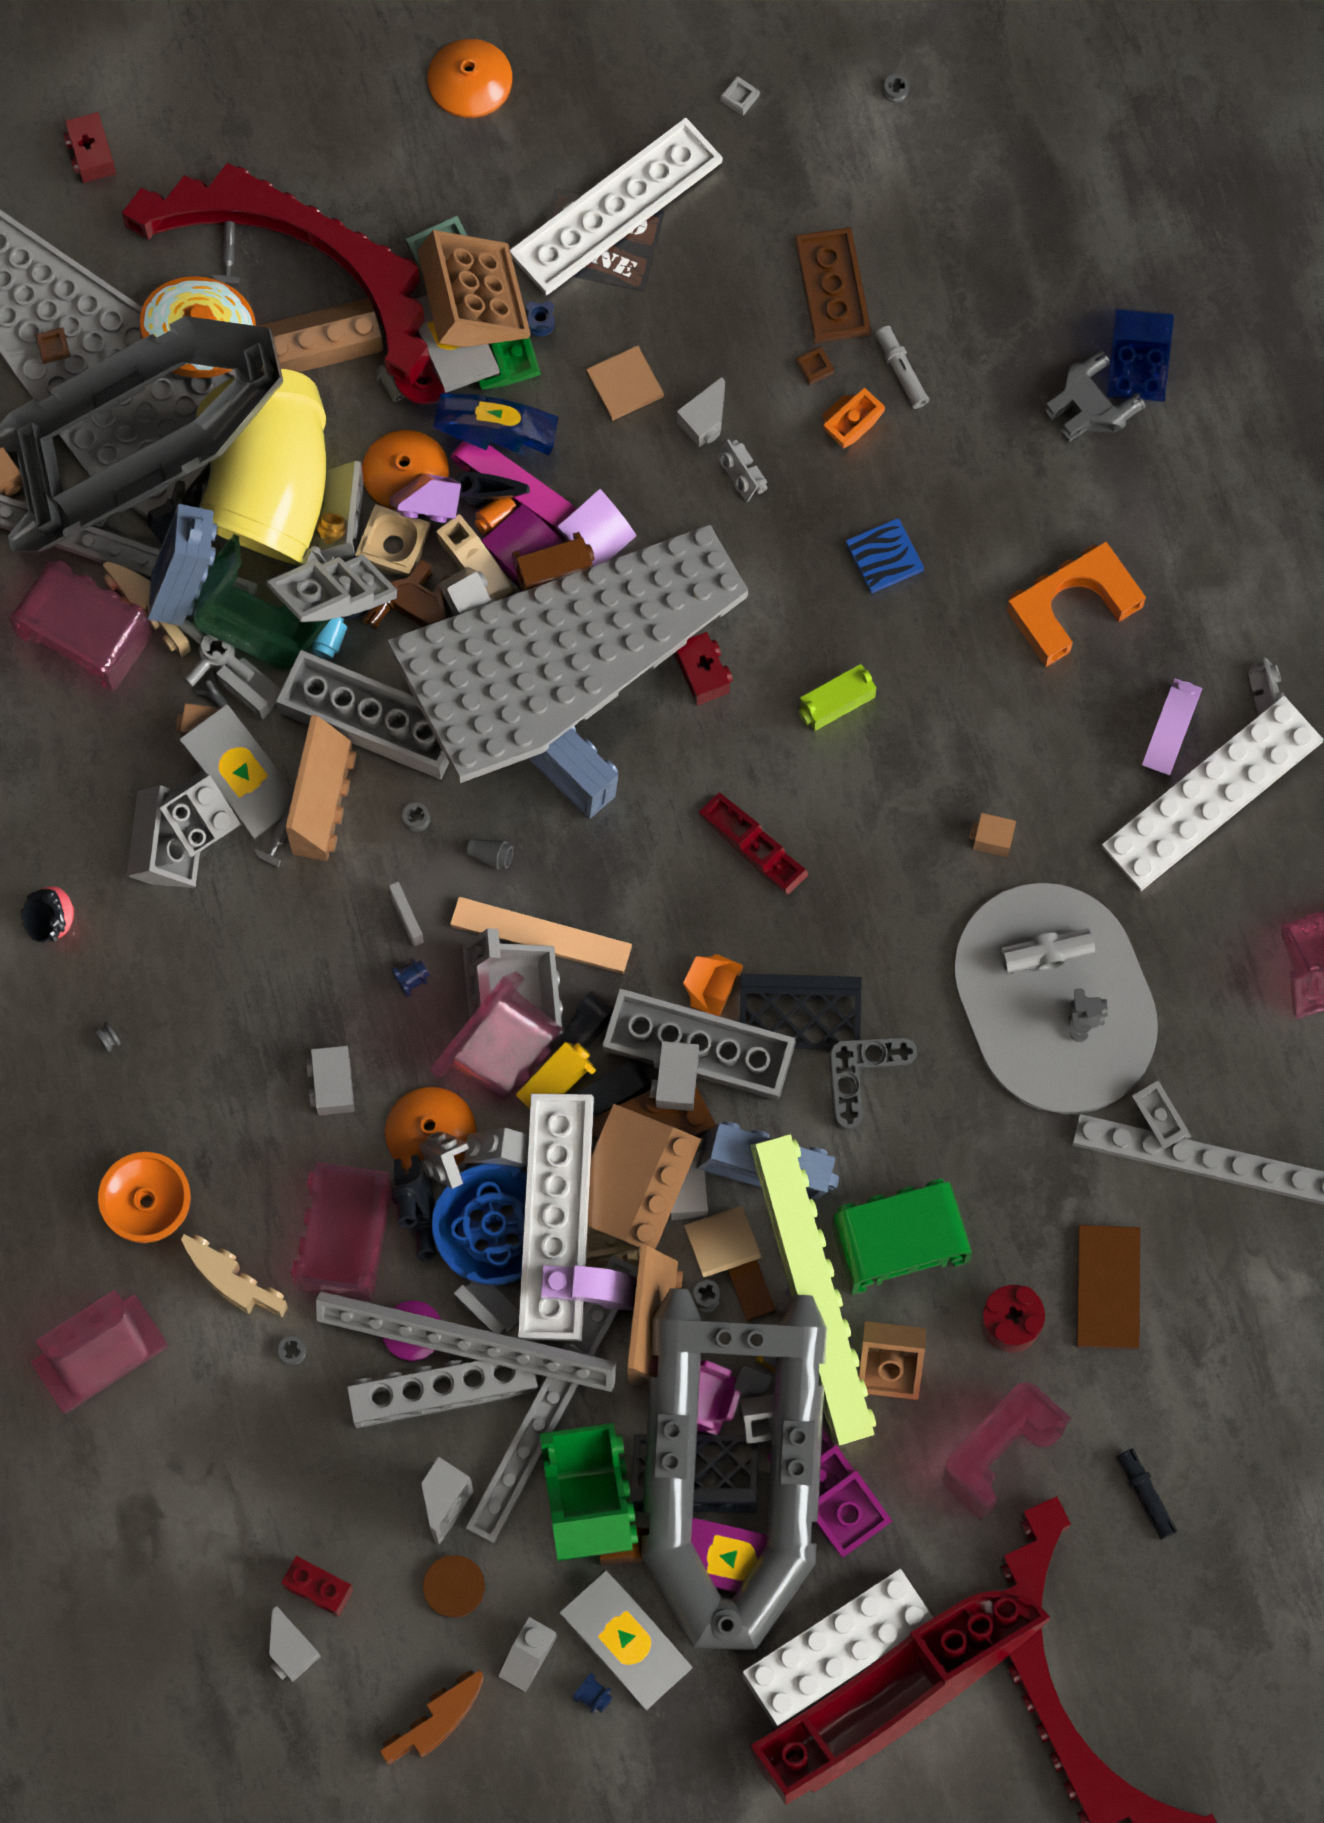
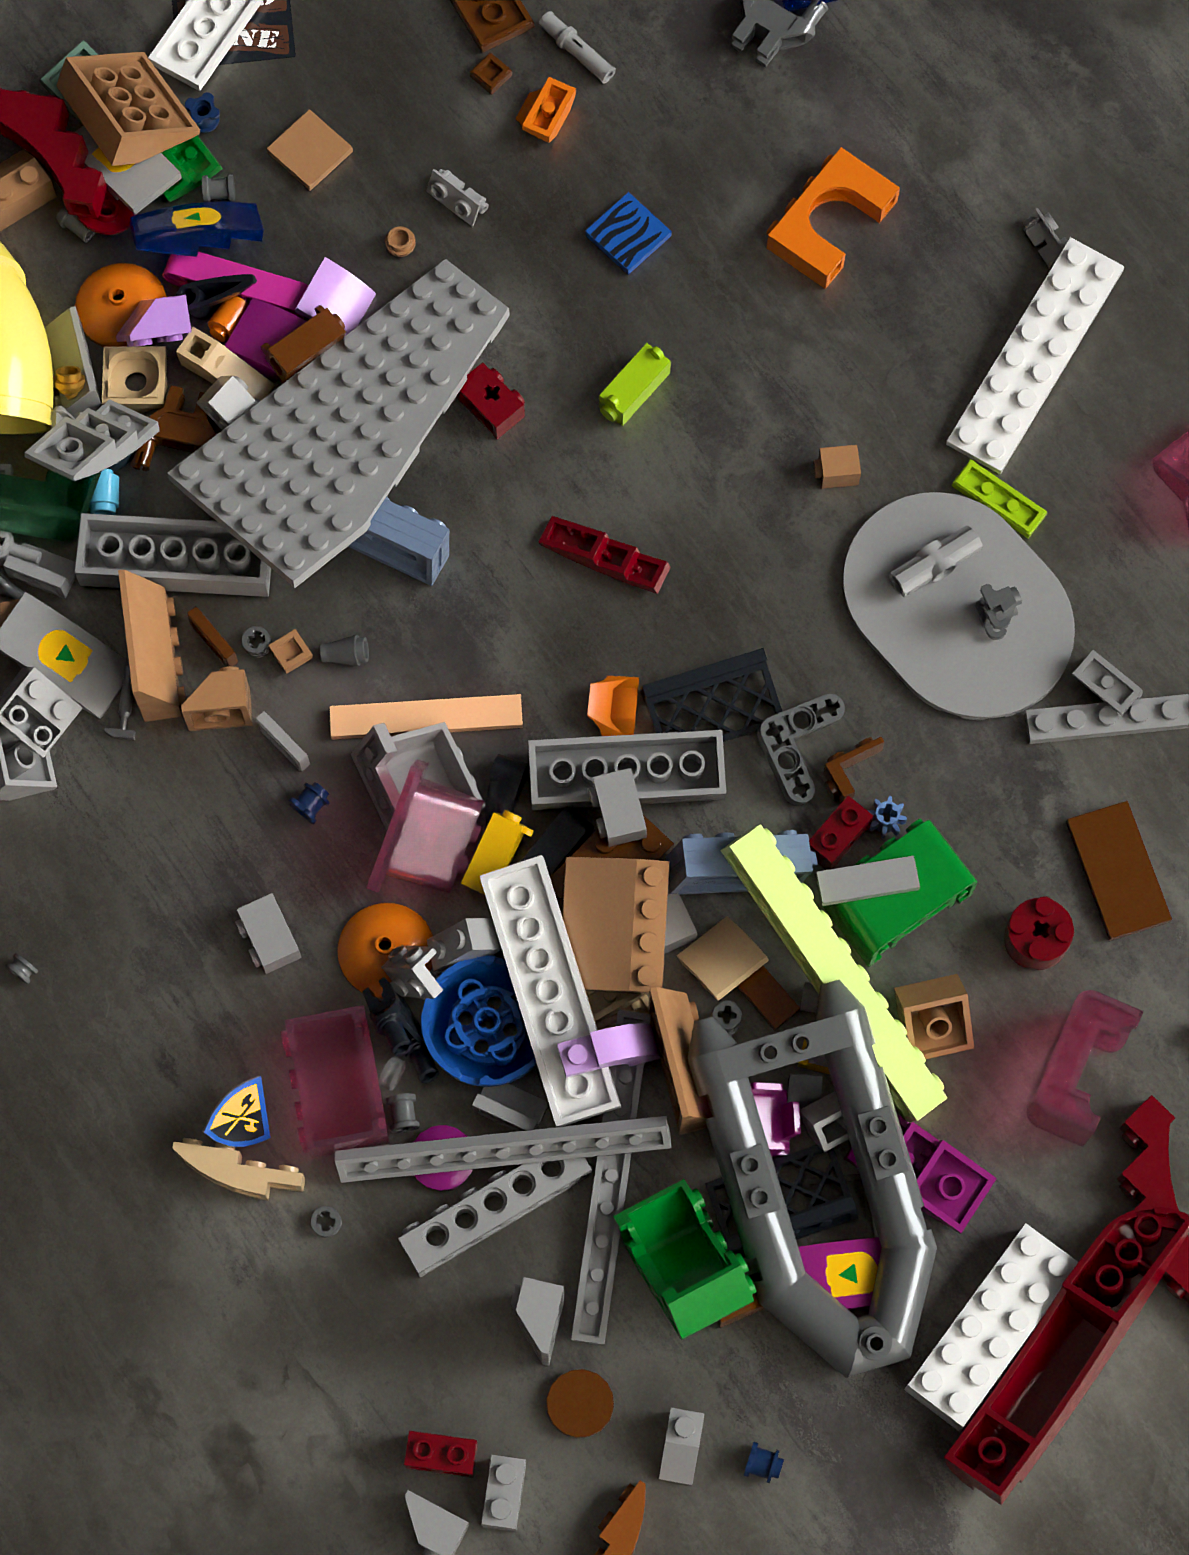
camera: 20 degrees left, 0 degrees up
(96, 1349) = (124, 1292): clear pink windscreen -> none
(142, 1177) = (116, 1096): orange dish -> none
(249, 1232) = (240, 1116): none -> shield
(359, 1639) = (503, 1493): none -> light grey brick
(363, 860) = (219, 701): none -> medium nougat slope
(377, 800) = (212, 637): none -> reddish brown tile
(392, 1279) = (403, 1113): none -> dark grey bush
(395, 1241) = (392, 1073): none -> clear tile
(442, 835) = (290, 651): none -> medium nougat plate
(529, 392) = (218, 188): none -> dark grey bush
(625, 1639) = (774, 1395): light grey slope -> none
(675, 495) = (400, 241): none -> medium nougat plate
(703, 414) = (399, 154): light grey slope -> none
(868, 1167) = (840, 833): none -> dark red brick
(871, 1217) = (867, 880): none -> light grey tile
(894, 1102) = (837, 781): none -> reddish brown bracket
(920, 1174) = (895, 817): none -> medium blue gear
(1131, 913) = (994, 493): none -> lime tile
(1172, 726) = (973, 304): lavender arch -> none

